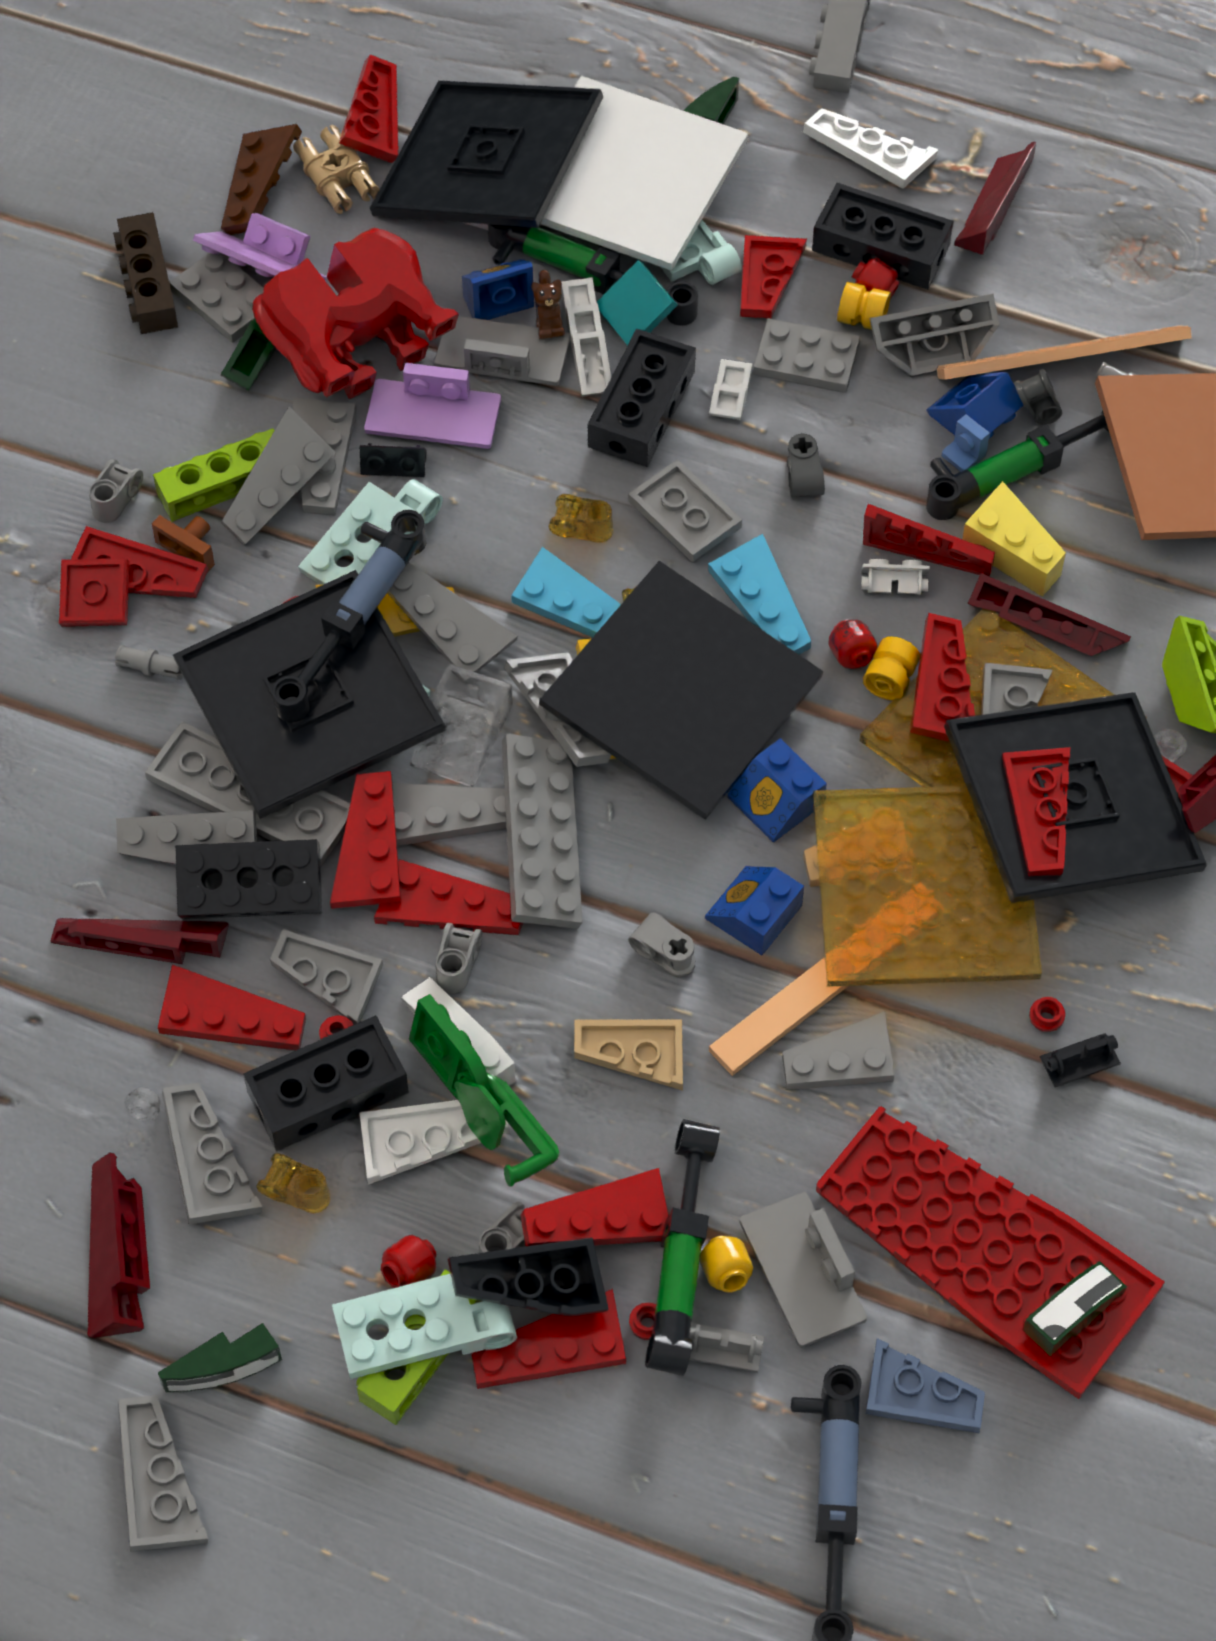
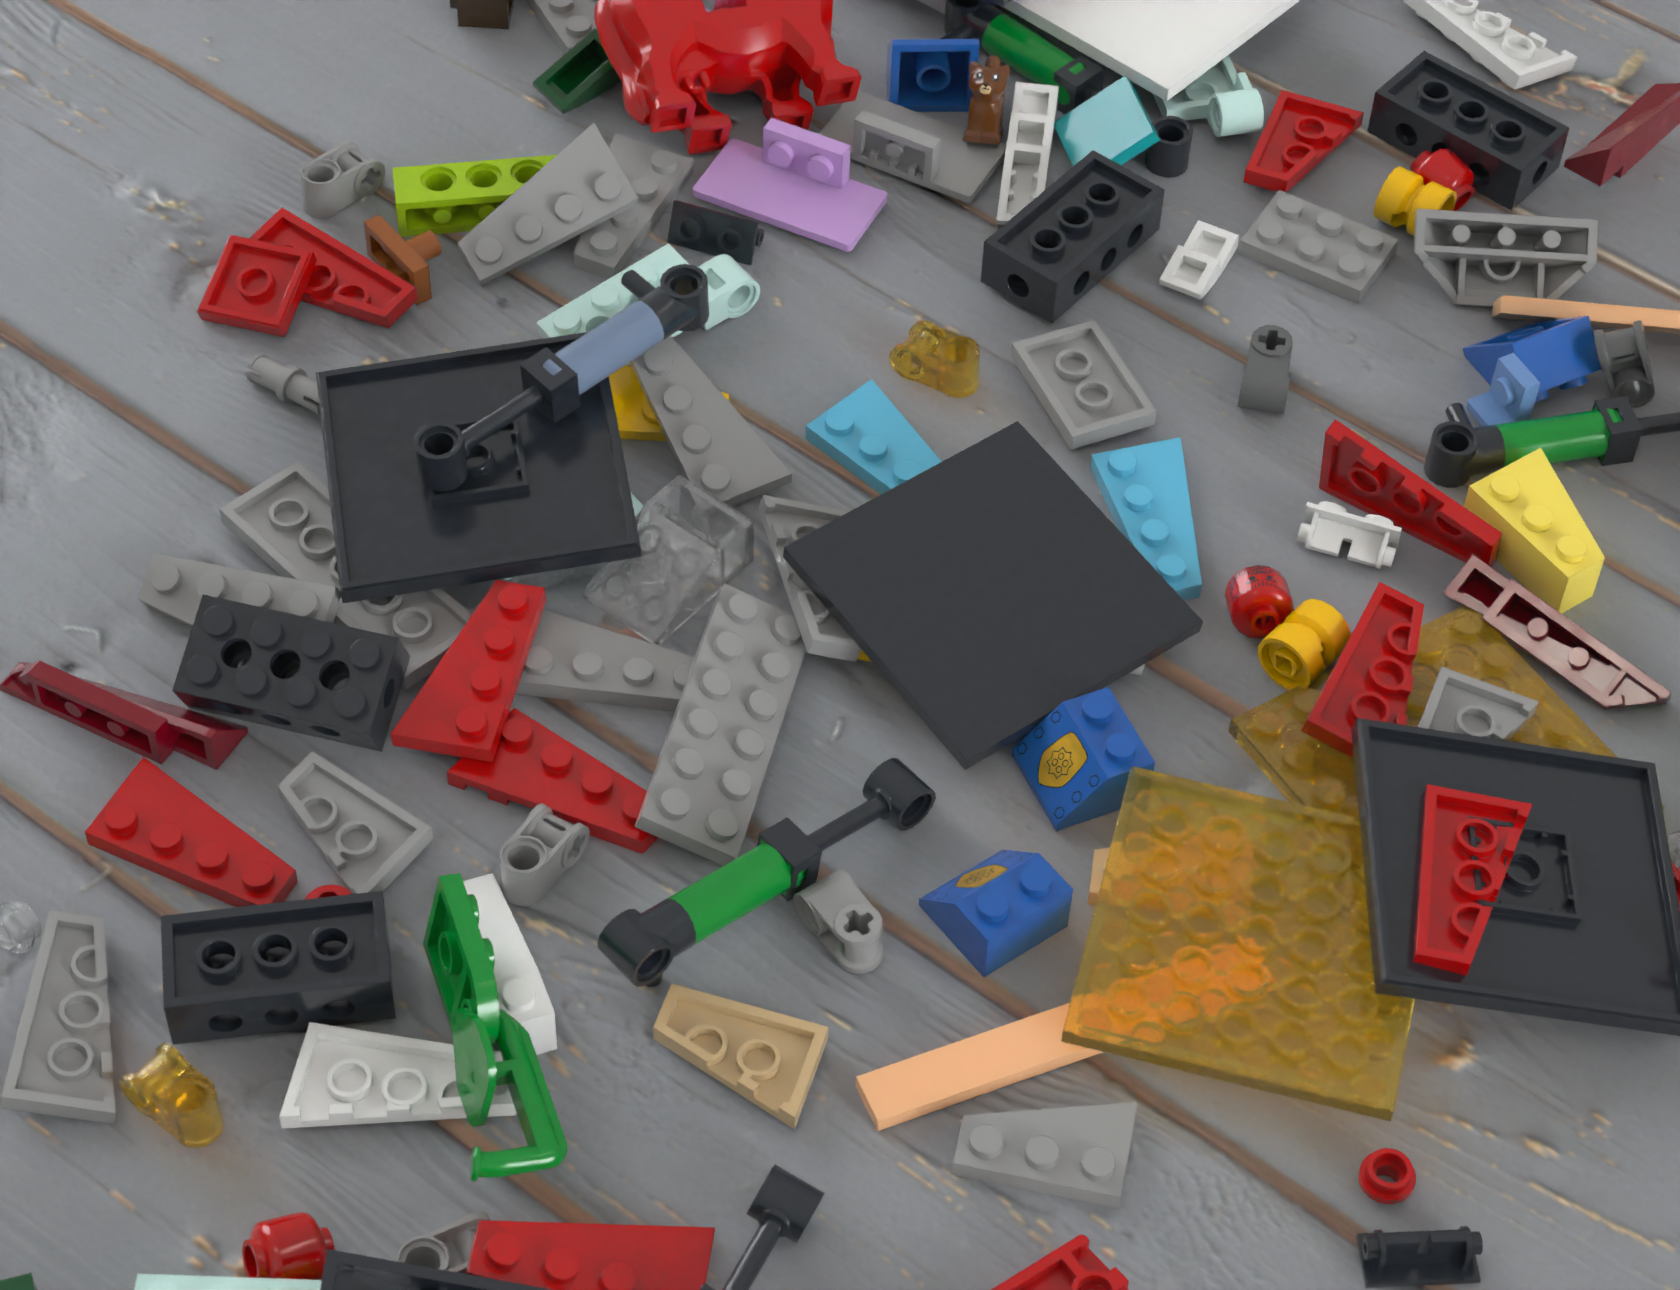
camera: 15 degrees right, 10 degrees down
(614, 922) = (779, 865): none -> black piece

